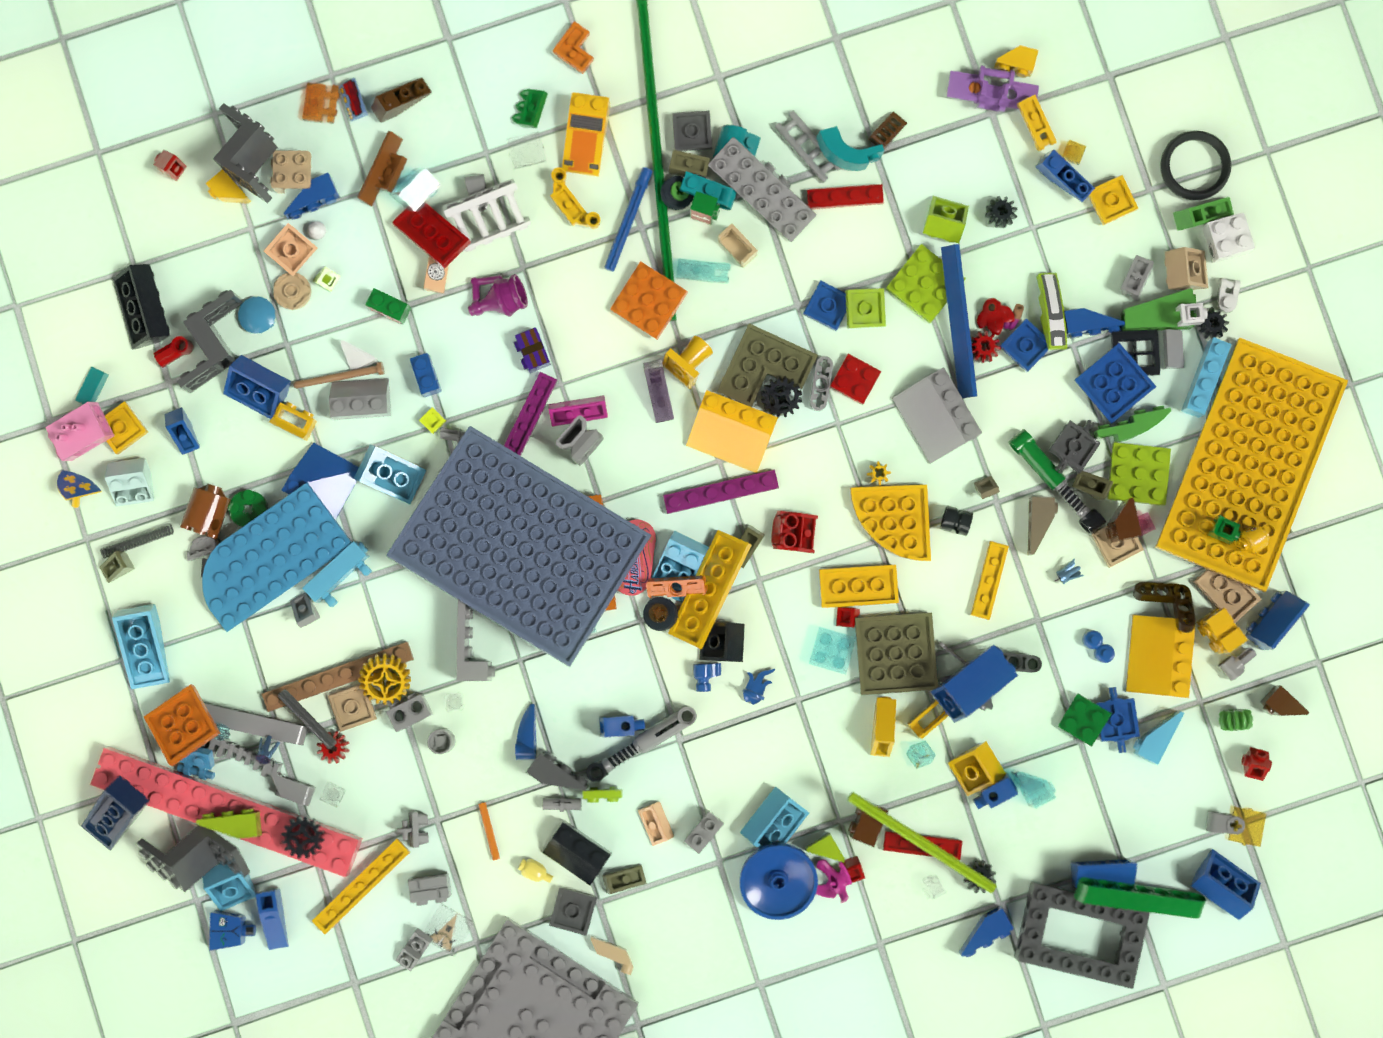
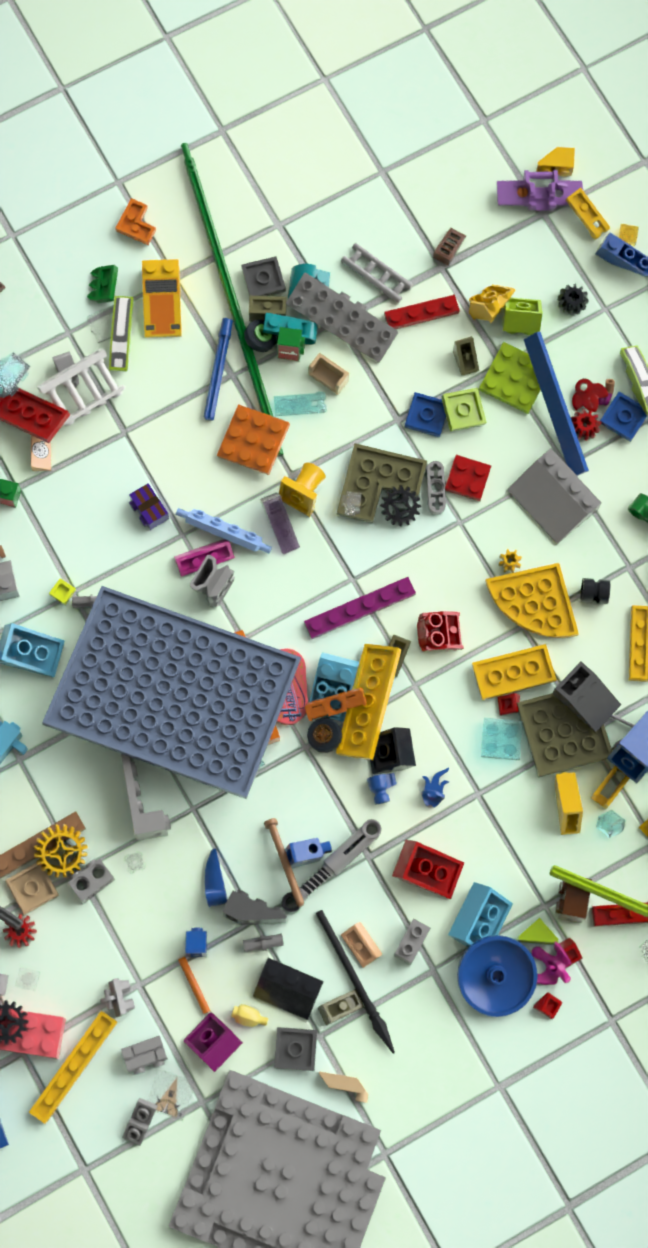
camera: 20 degrees left, 10 degrees down
(425, 375) = (48, 549): blue brick -> none
(441, 741) = (129, 902): light grey wheel -> none
(496, 889) = (212, 1041): none -> magenta slope
(497, 793) = (196, 942): none -> blue slope
(504, 297) = (111, 461): magenta piece -> none
(530, 413) = (159, 564): magenta plate -> none
(538, 164) = (121, 333): none -> slope
(569, 204) = (158, 365): yellow plate -> none
(591, 691) = (271, 825): none -> medium nougat bar
(602, 388) = (224, 530): none -> light blue plate
(612, 794) = (312, 921): lime plate -> none
(656, 902) = (378, 1023): none -> black piece
(731, 431) = (358, 547): yellow slope -> none
(733, 385) = (352, 503): none -> clear plate
(734, 764) = (428, 868): none -> red slope
(822, 917) = (548, 1005): none -> red slope
(844, 156) = (411, 273): teal arch -> none
(879, 252) = (465, 355): none -> olive slope
(916, 200) = (489, 302): none -> yellow slope
(924, 627) = (587, 696): none -> dark grey slope
(986, 487) = (617, 555): dark tan plate -> none

